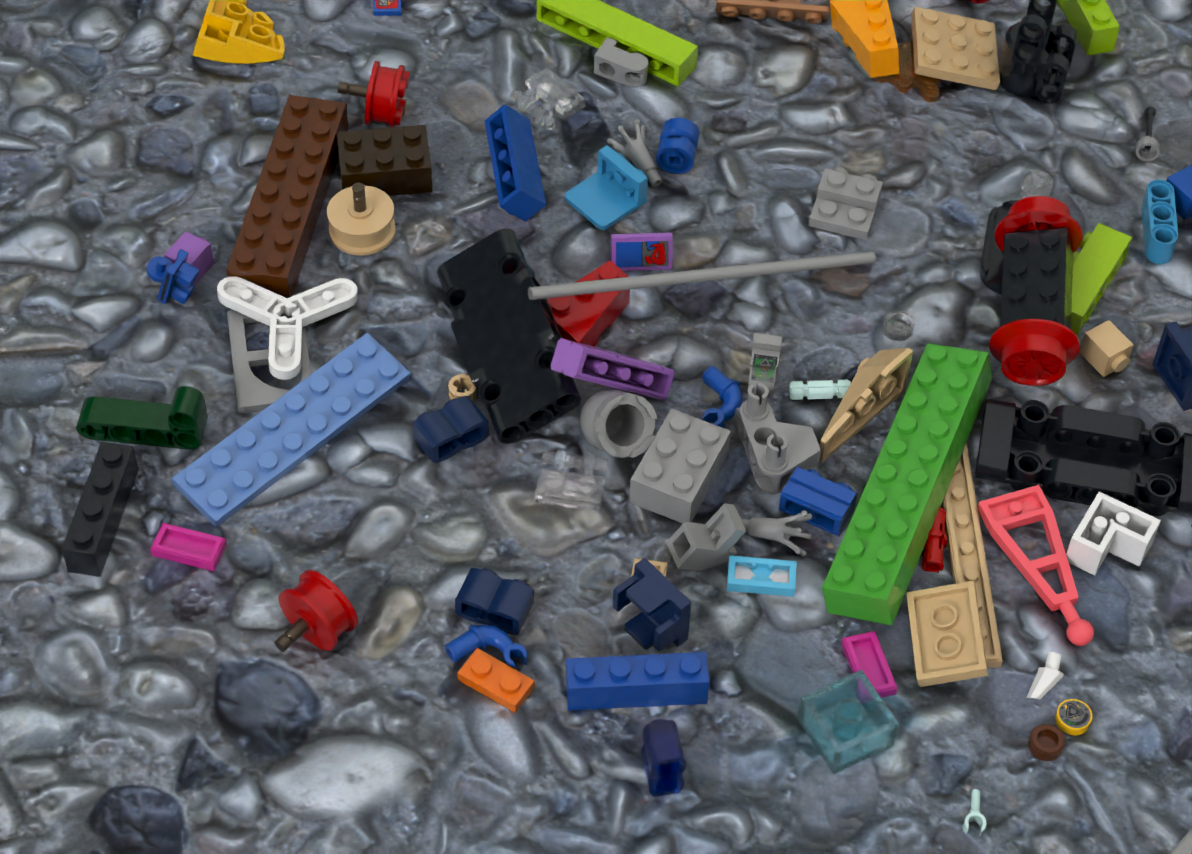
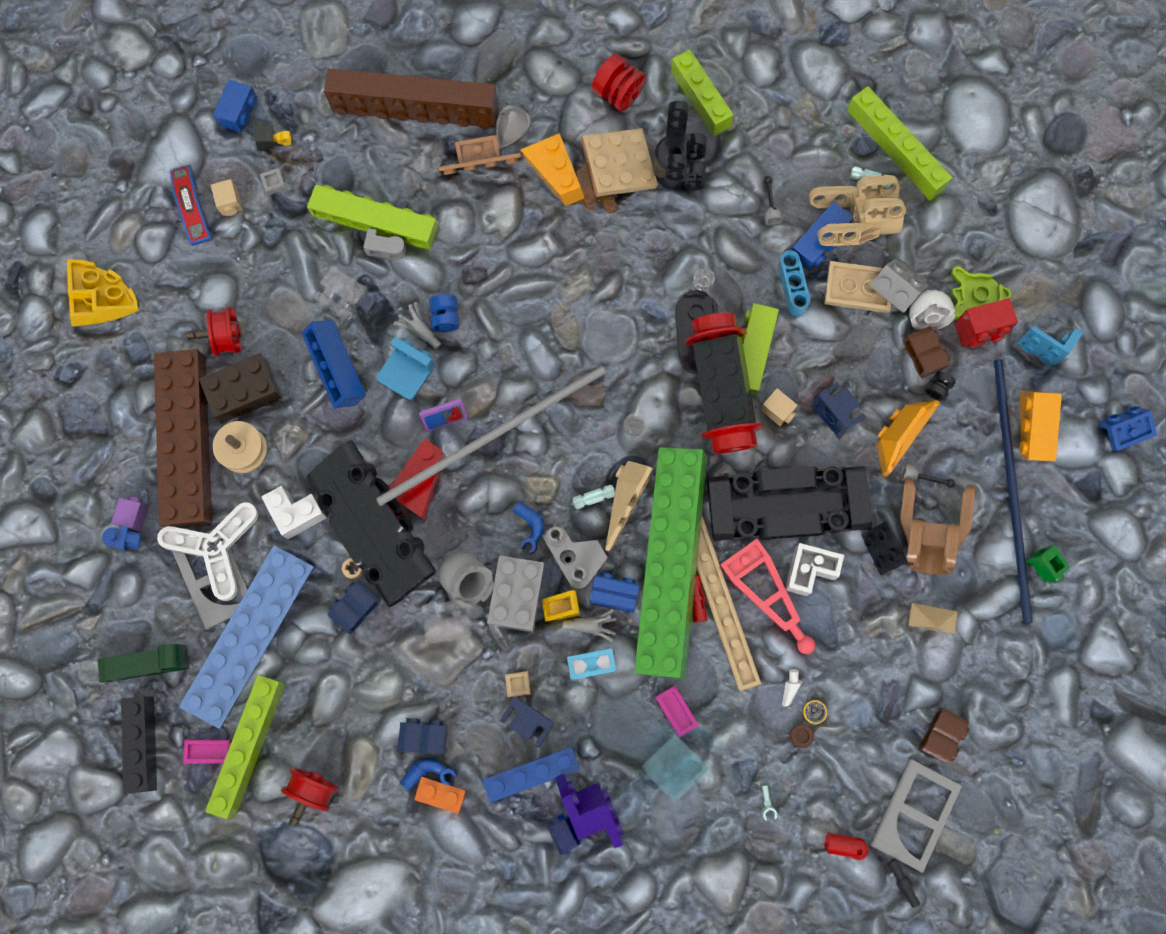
camera: 10 degrees left, 25 degrees up
(244, 548) = (245, 747): none -> lime brick
(407, 310) = (292, 517): none -> white brick
(612, 369) = (451, 543): medium lavender brick -> none
(708, 544) = (549, 651): light grey brick -> none
(712, 727) = (590, 810): none -> dark purple bracket
(743, 491) = (561, 606): none -> yellow slope
(765, 360) = (551, 490): leg -> none
(846, 203) = (574, 328): light grey plate -> none
(946, 634) = (722, 677): tan plate -> none

